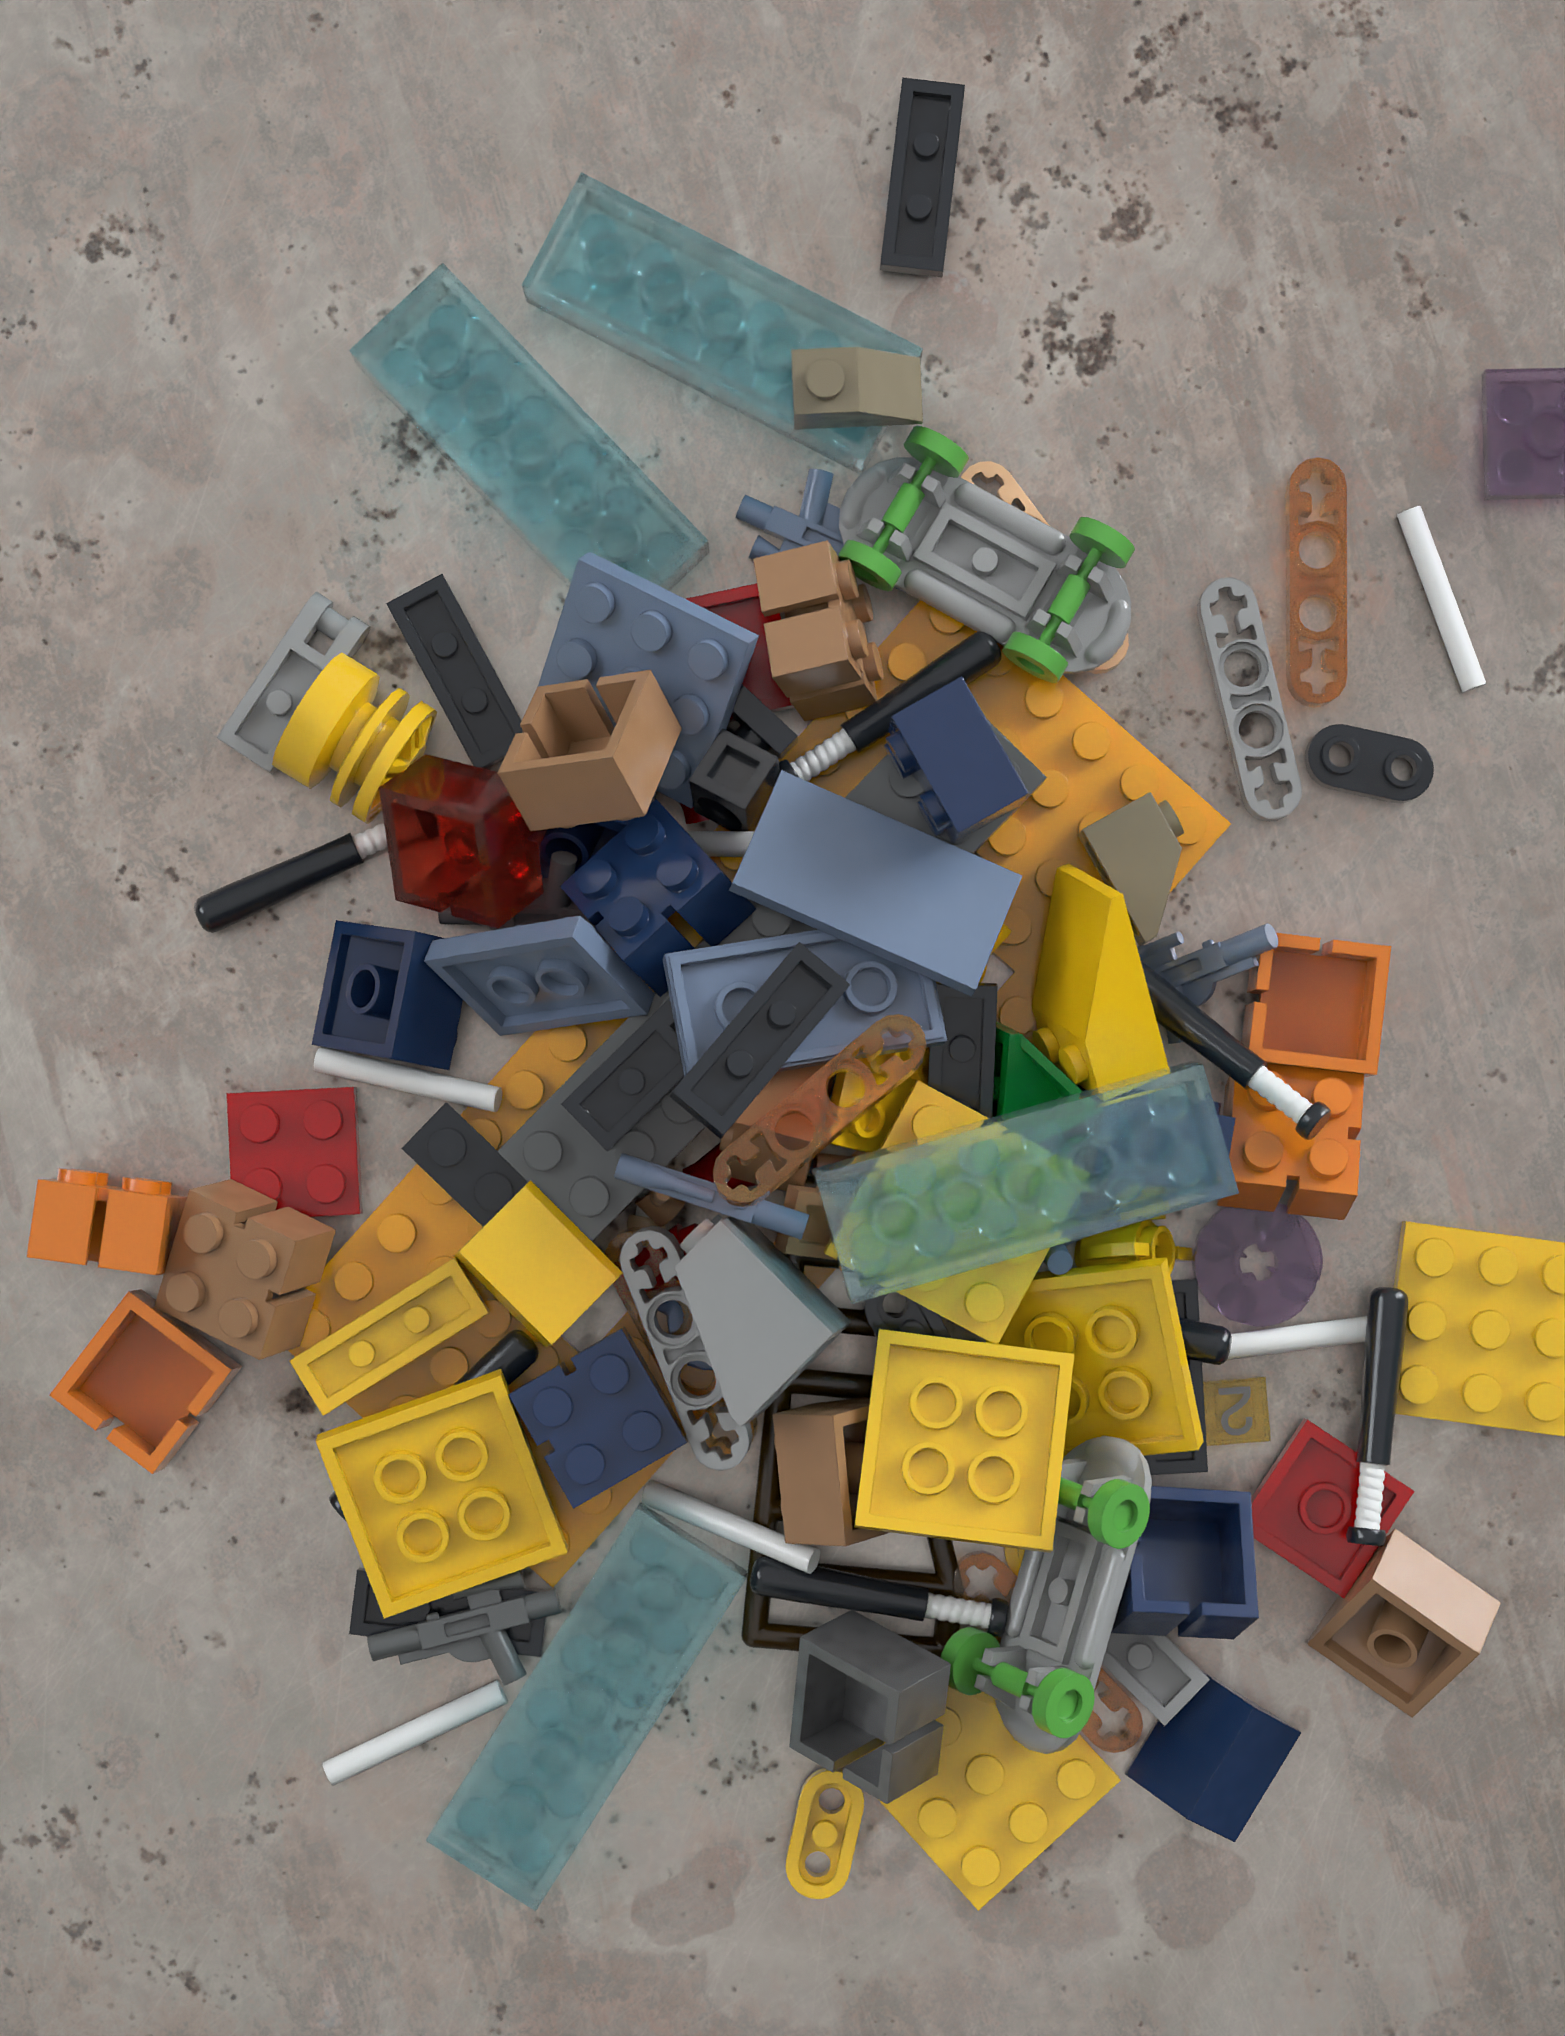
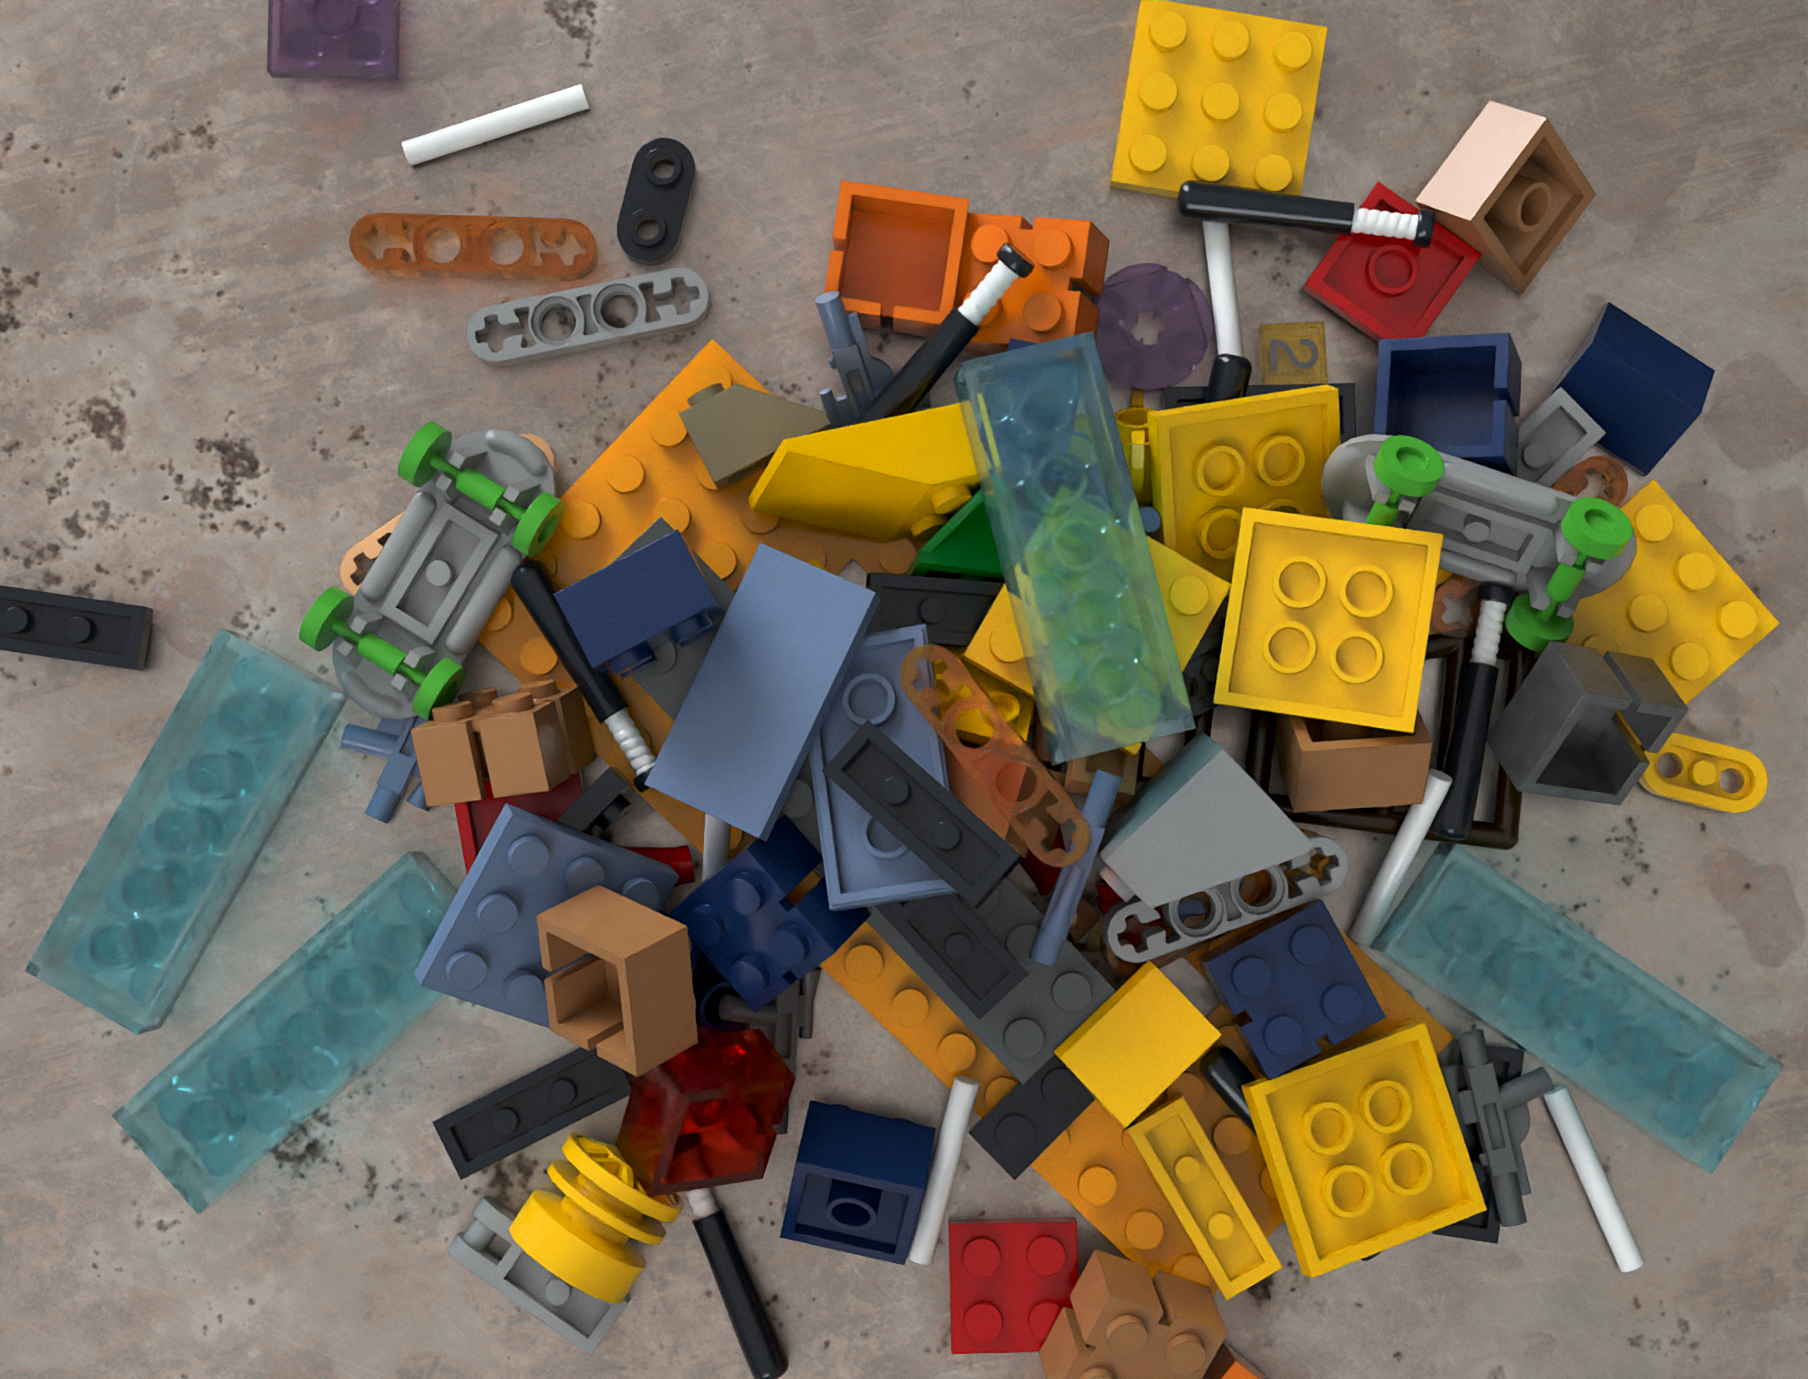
camera: 90 degrees left, 0 degrees up
(540, 976) = (845, 1035): sand blue plate -> none
(734, 782) = (655, 832): black brick -> none
(854, 388) = (256, 698): dark tan slope -> none

